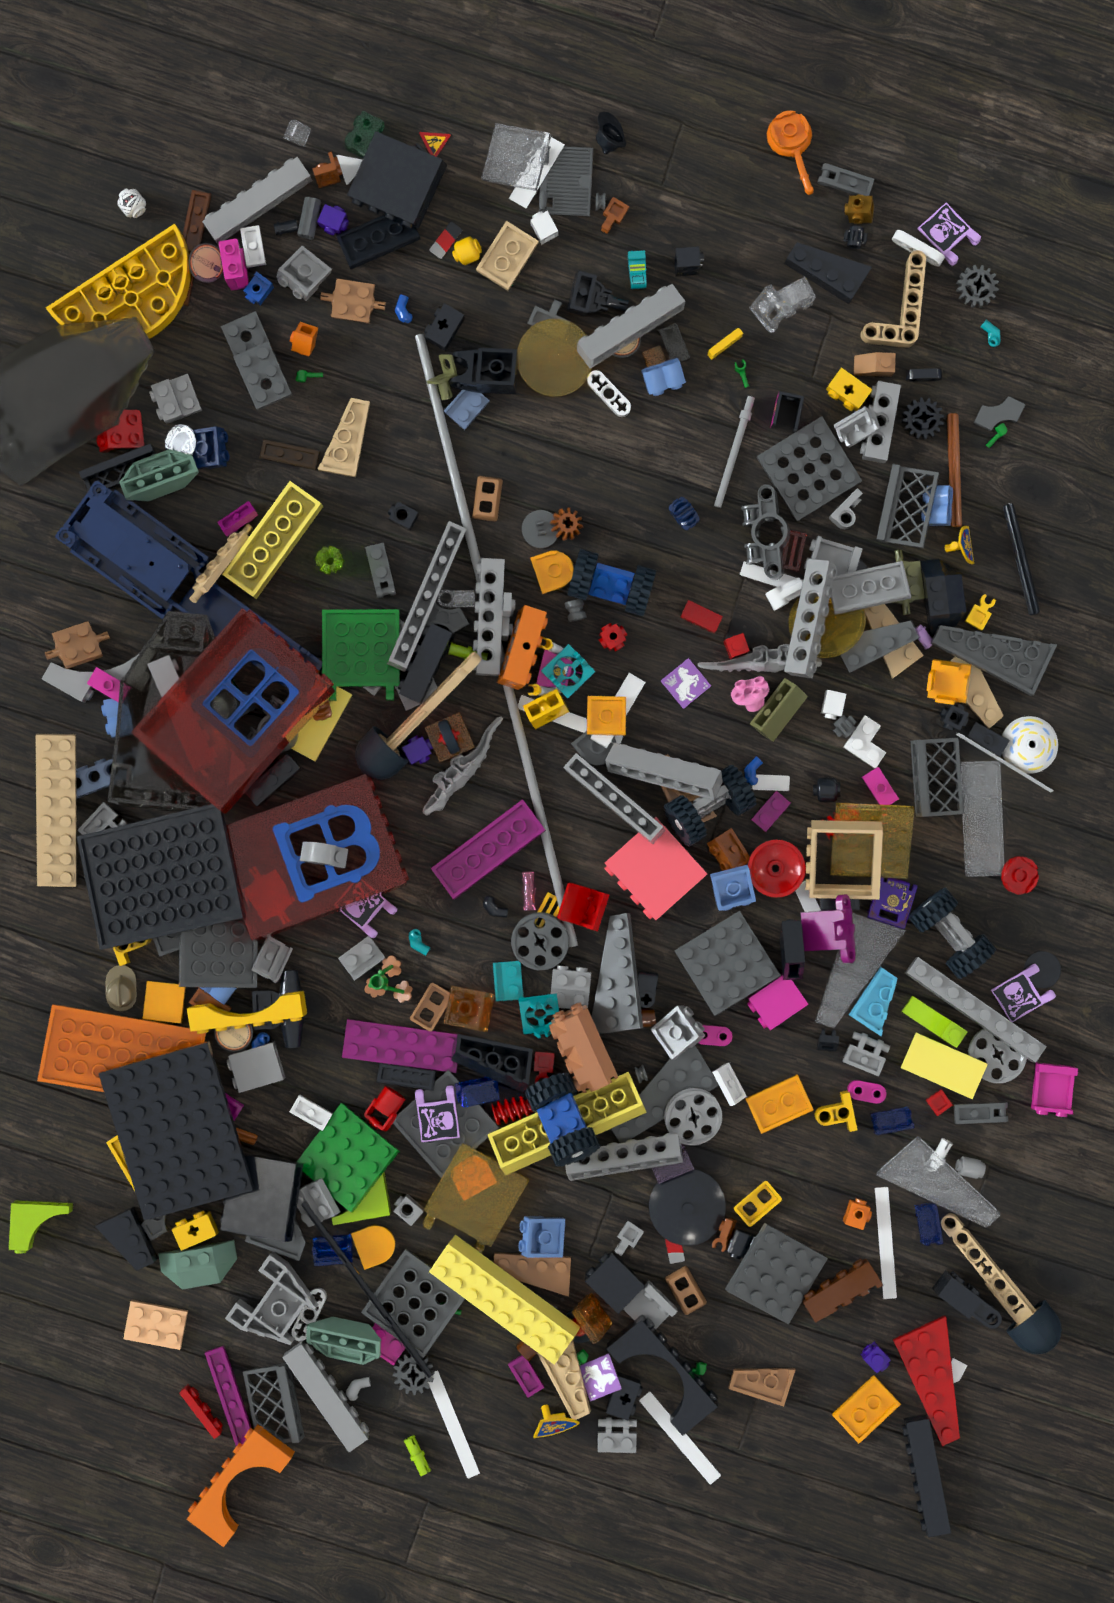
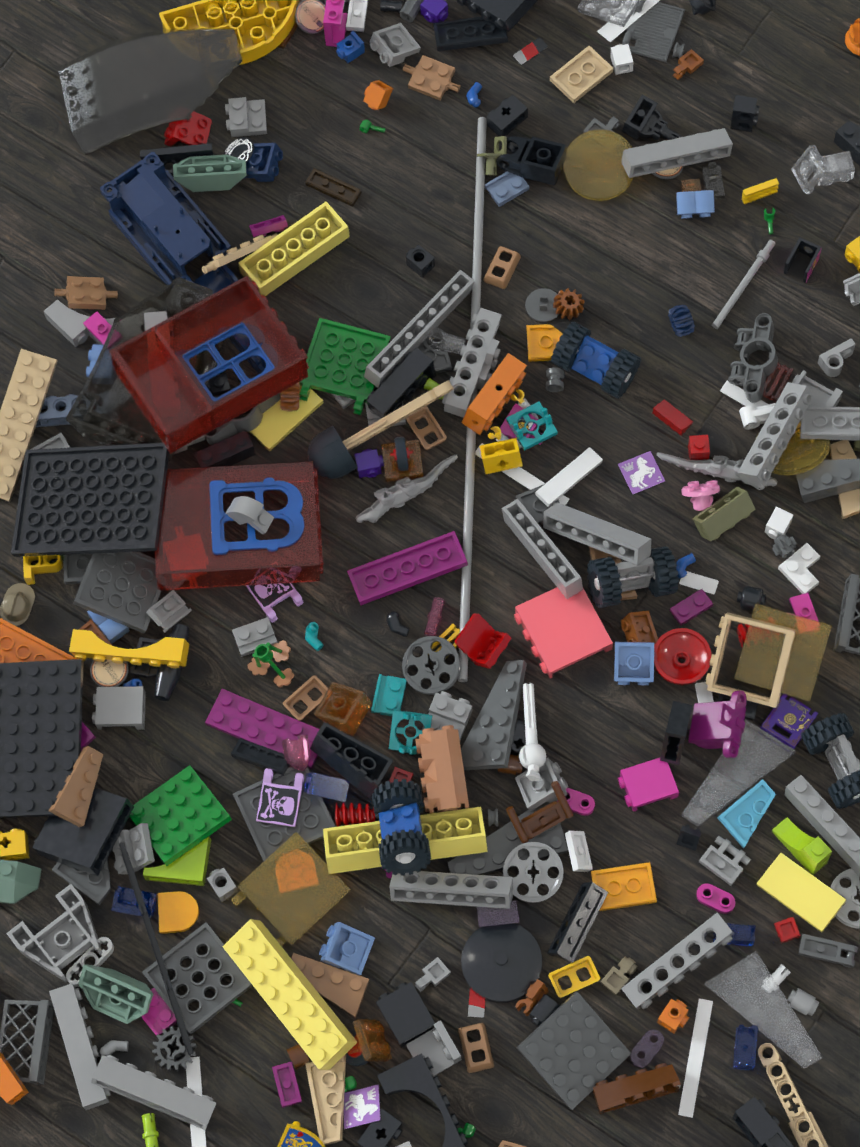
camera: 20 degrees right, 20 degrees down
(164, 1002) = (54, 625): light orange tile -> none
(247, 1181) = (76, 795): none -> medium nougat wing
(256, 360) = (329, 101): dark grey bracket -> none
(311, 1112) = (157, 765): white plate -> none
(326, 553) = (340, 279): clear neon green brick -> none
(345, 448) = (386, 192): tan wing -> none
(380, 569) = (384, 302): dark grey plate -> none
(387, 1103) = (235, 775): red piece -> none
(409, 1421) = (153, 1091): none -> light grey brick
(439, 1067) = (297, 752): none -> clear pink brick
(467, 250) = (546, 61): yellow head -> none
(468, 692) = (433, 427): none -> medium nougat piece
(602, 380) = (640, 215): white beam -> none
(606, 715) = (556, 476): light orange tile -> none
(611, 644) = (583, 410): red brick -> none
(637, 269) = (696, 111): teal leg -> none
(663, 1009) = (532, 755): none -> white piece
(688, 1067) = (542, 818): none -> reddish brown plate
(727, 963) = (608, 734): dark grey plate -> none
(748, 1152) = (578, 922): none -> fence
(795, 1194) = (616, 979): none -> dark tan plate
(829, 446) = (804, 326): dark grey piece -> none
(833, 1110) = (676, 913): yellow tile -> none
(840, 1248) = (647, 1047): none -> clear purple plate
(876, 1127) = (666, 962): none -> light grey brick

